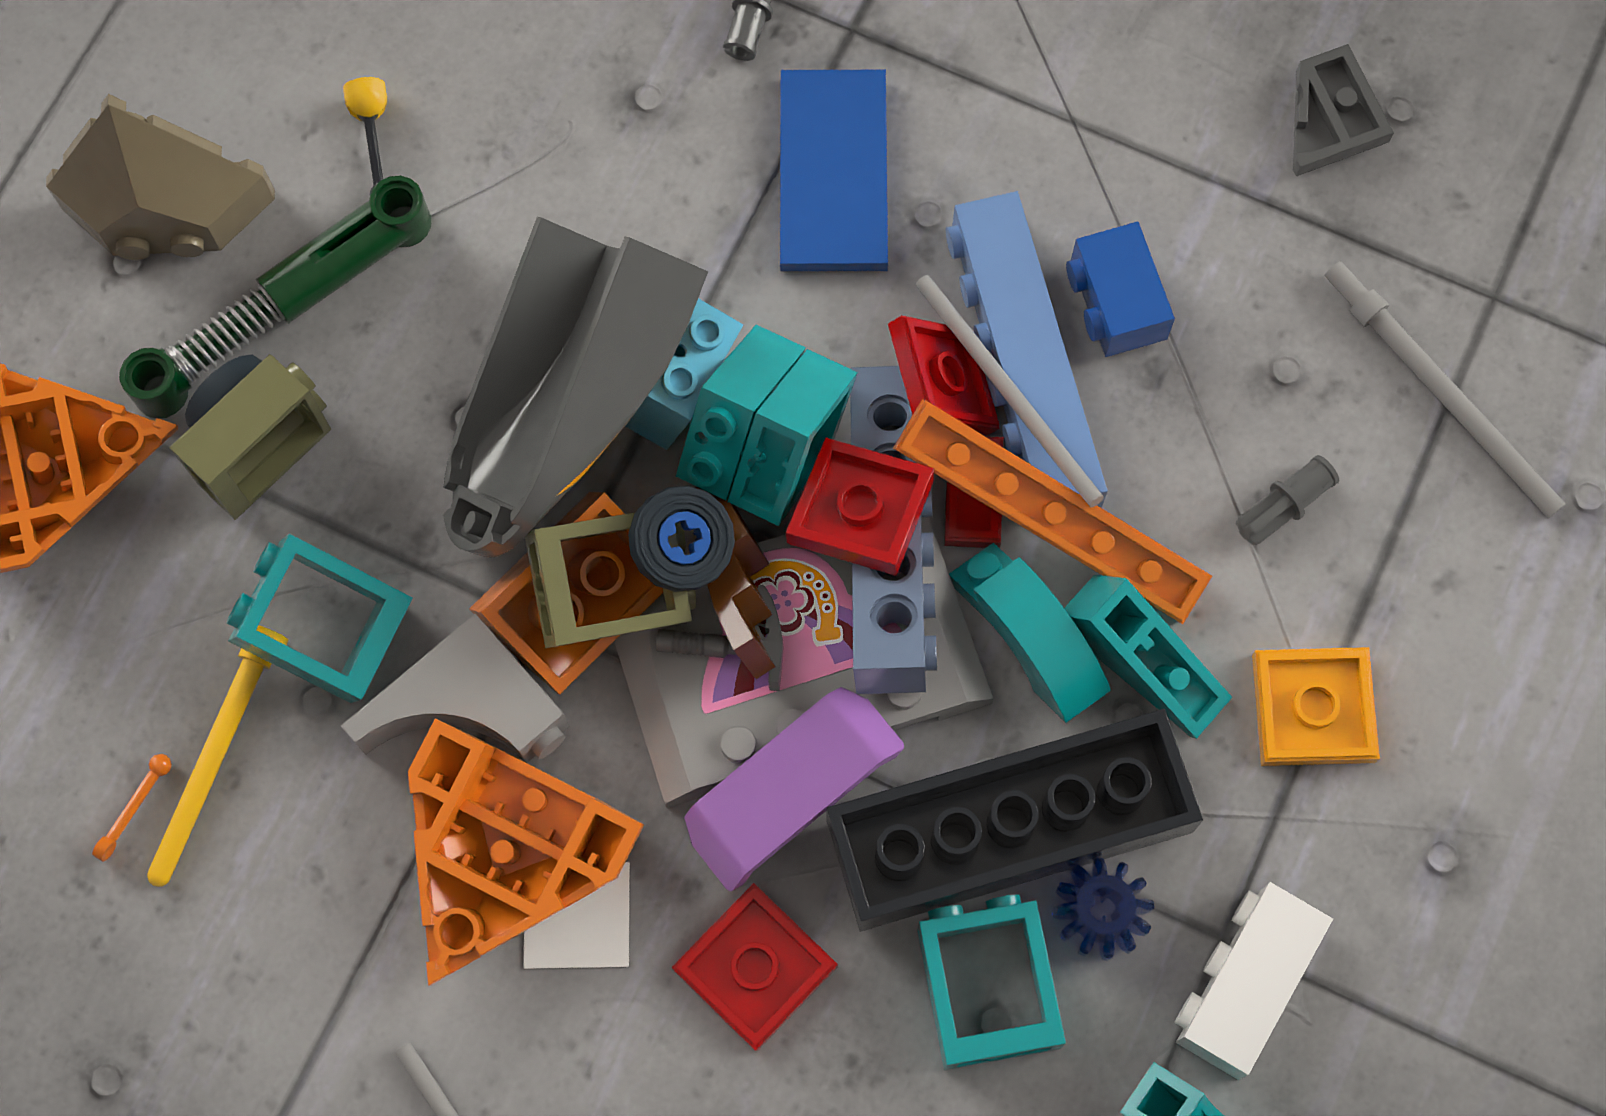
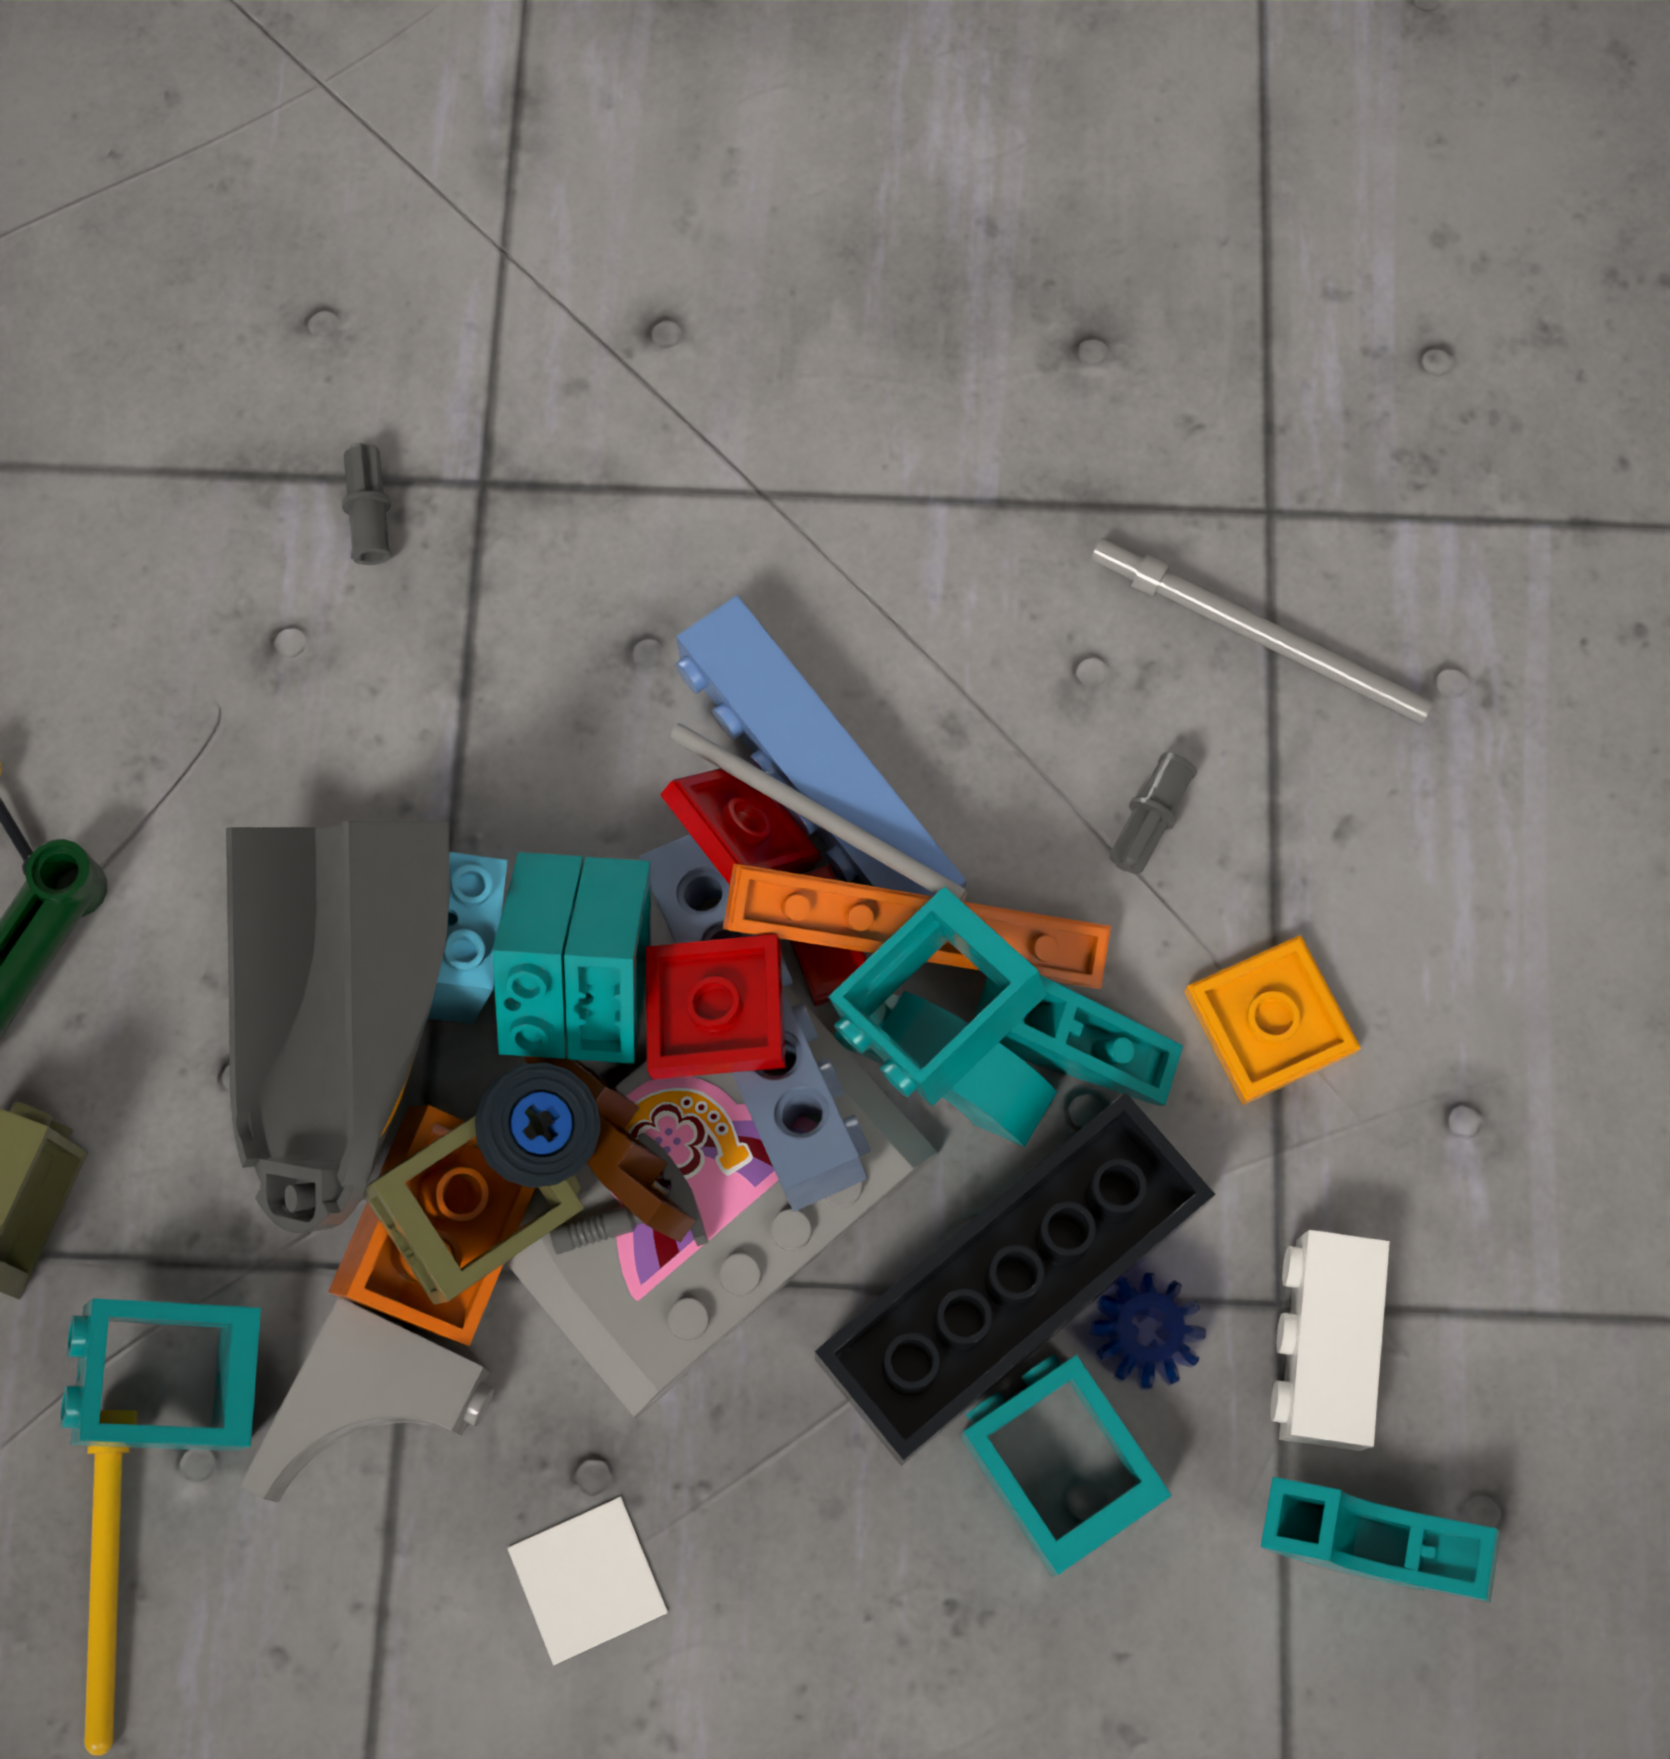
camera: 25 degrees left, 0 degrees up
(159, 766) = (46, 1616): orange hinge -> none
(501, 846) = (476, 1543): orange wedge -> none
(754, 967) = (804, 1554): red tile -> none
(789, 784) = (762, 1341): medium lavender piece -> none
(833, 170) = (527, 647): blue tile -> none
(1023, 528) = (938, 921): none -> teal window
(1120, 289) = (887, 658): blue brick -> none
(1334, 111) = (1028, 382): dark grey wing -> none

